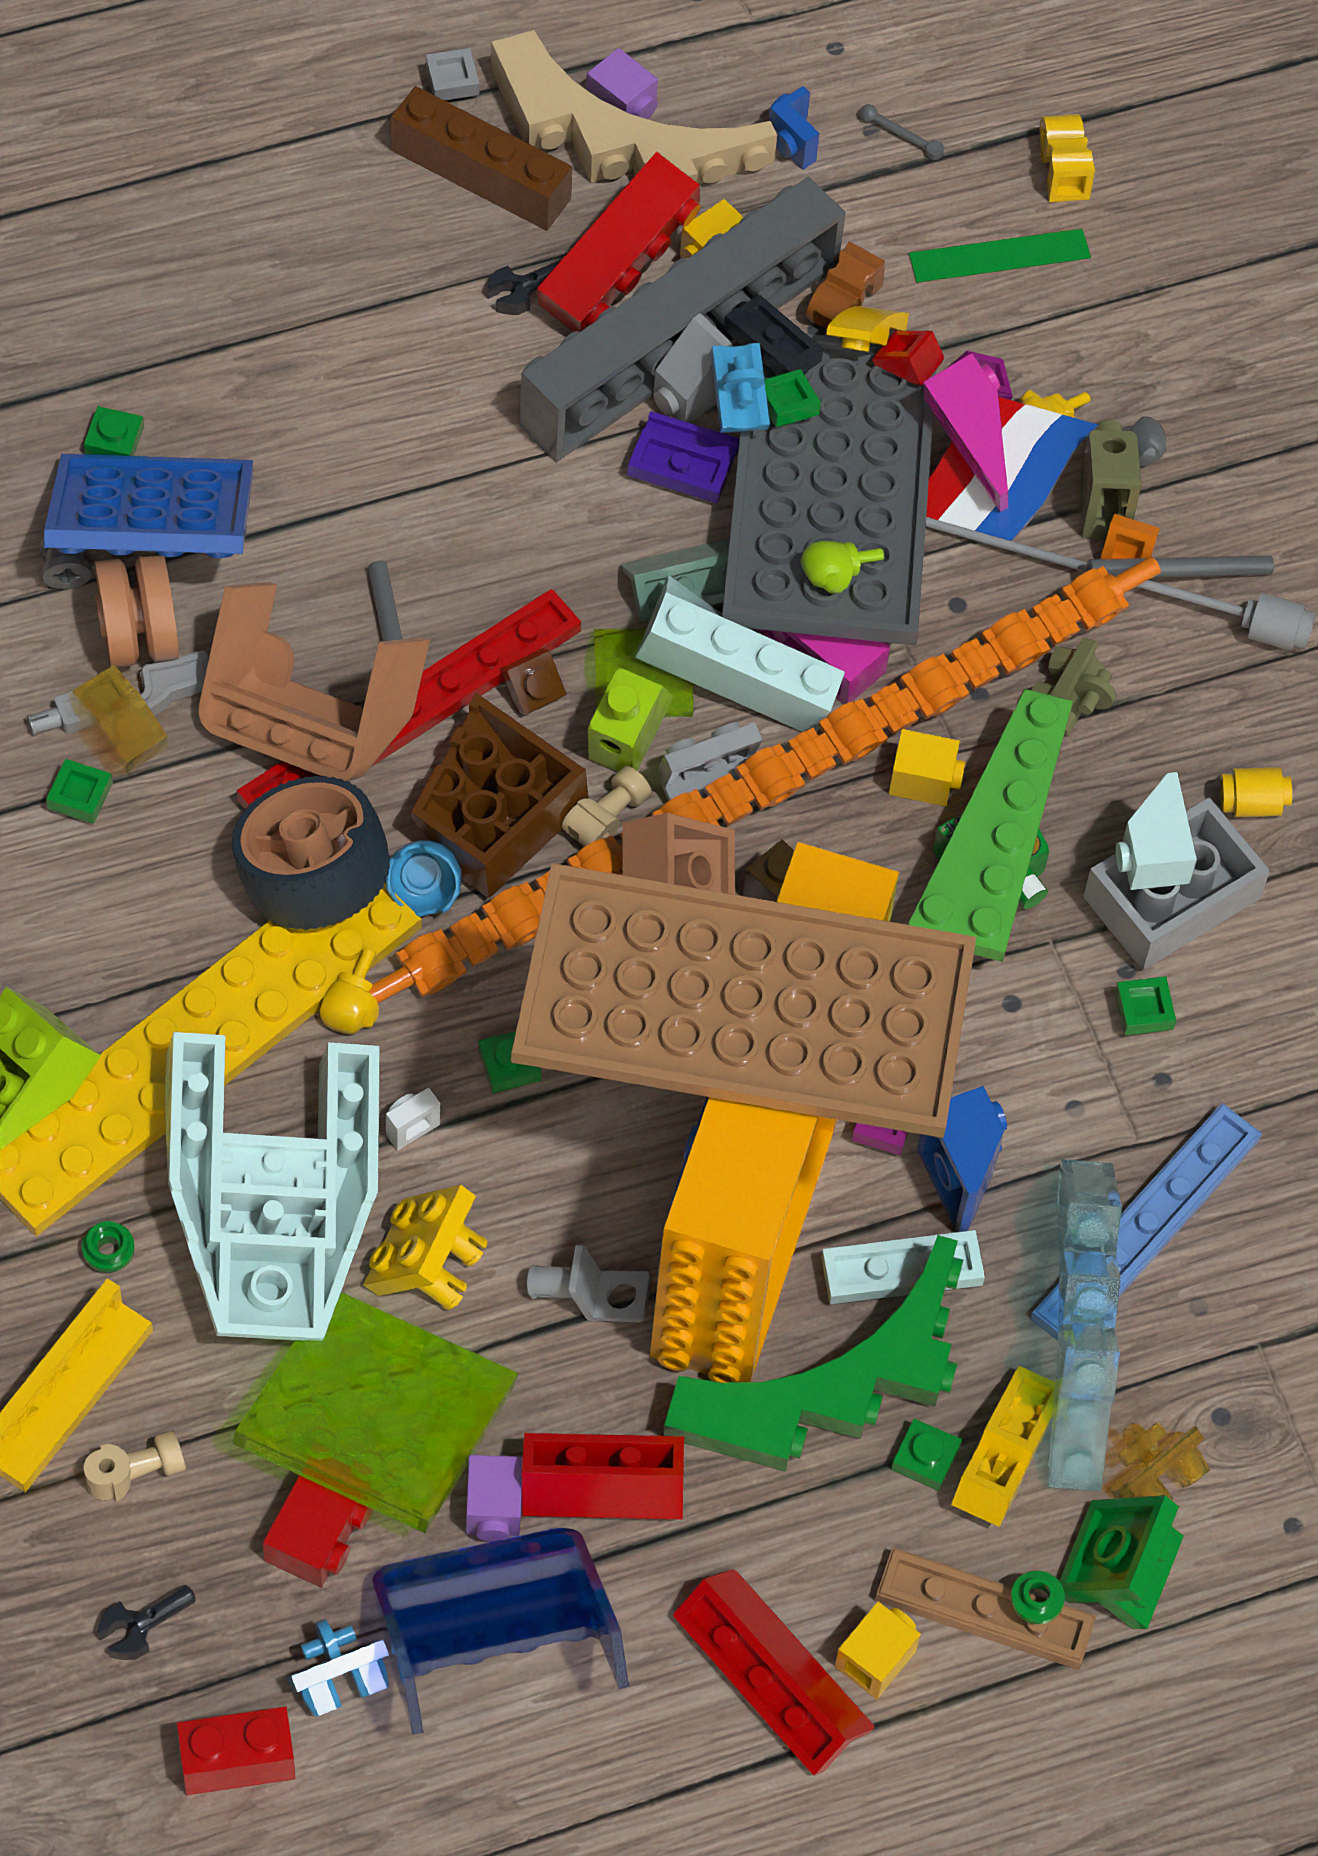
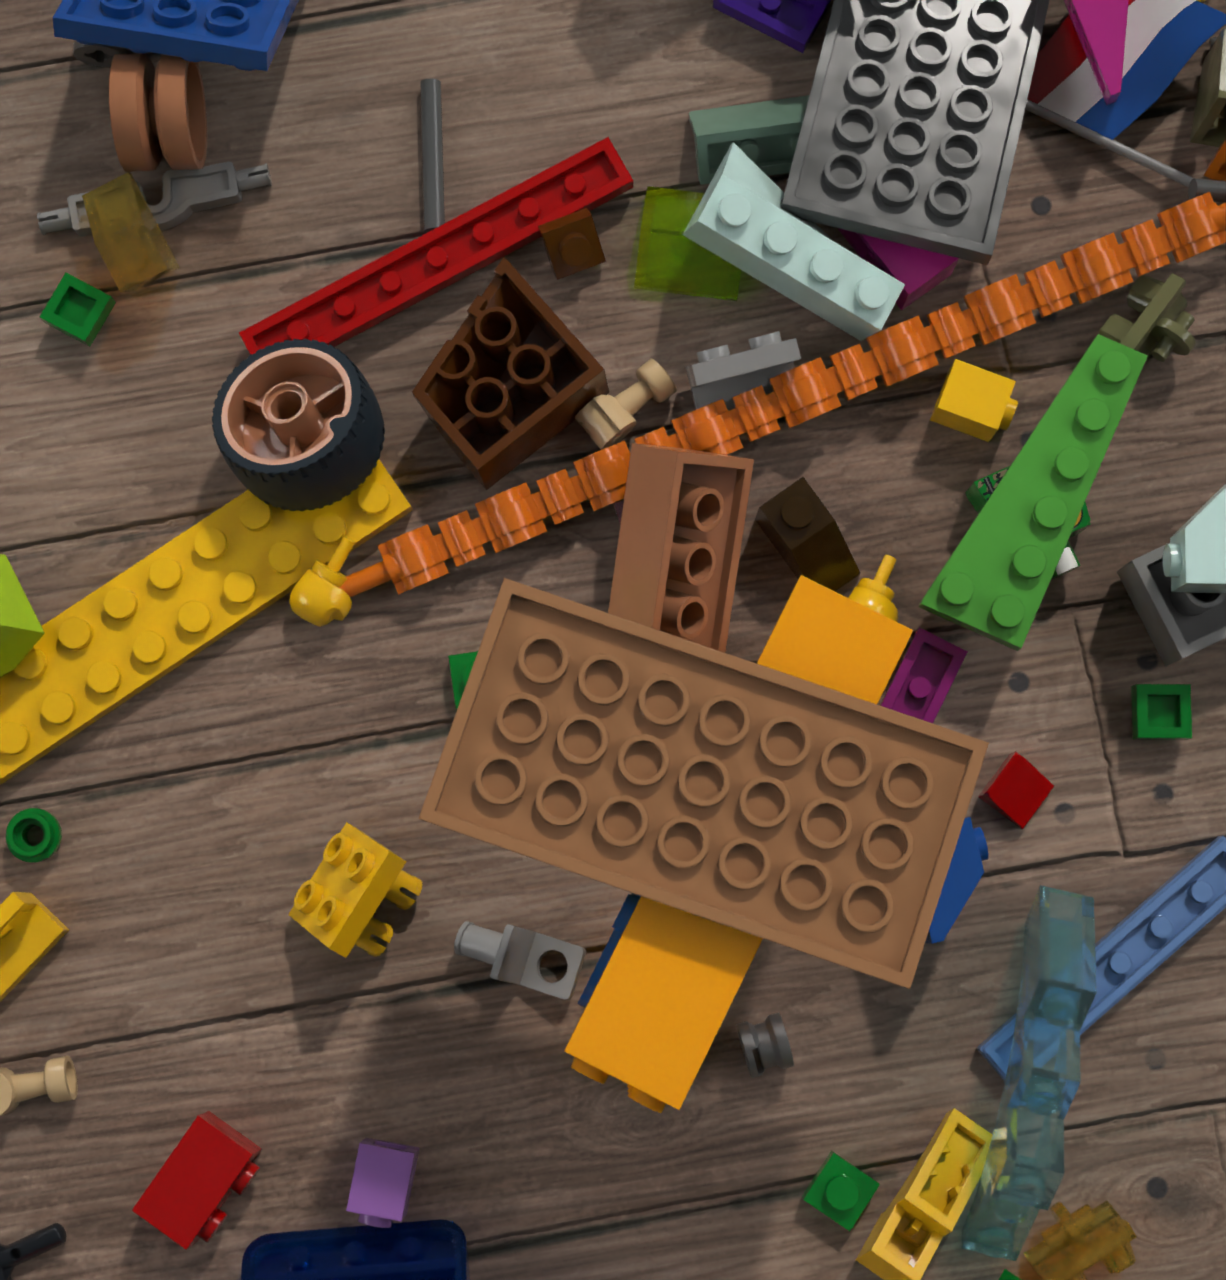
camera: 15 degrees right, 20 degrees up
(258, 706) = (301, 255): nougat windscreen -> none
(271, 1214) = (191, 844): light aqua wedge -> none
(377, 1412) = (273, 1072): clear neon green plate -> none
(412, 1118) = (364, 735): white plate -> none
(424, 877) = (419, 462): dark azure hair -> none
(603, 1476) = (496, 1181): red brick -> none
(628, 718) = (663, 306): lime torso -> none
(763, 1418) = (757, 1122): green arch -> none
(832, 1331) = (765, 1045): none -> flat silver wheel
(834, 563) = (912, 160): lime piece -> none
(893, 1267) = (808, 981): light aqua plate -> none
(1026, 1089) = (1016, 790): none -> red slope

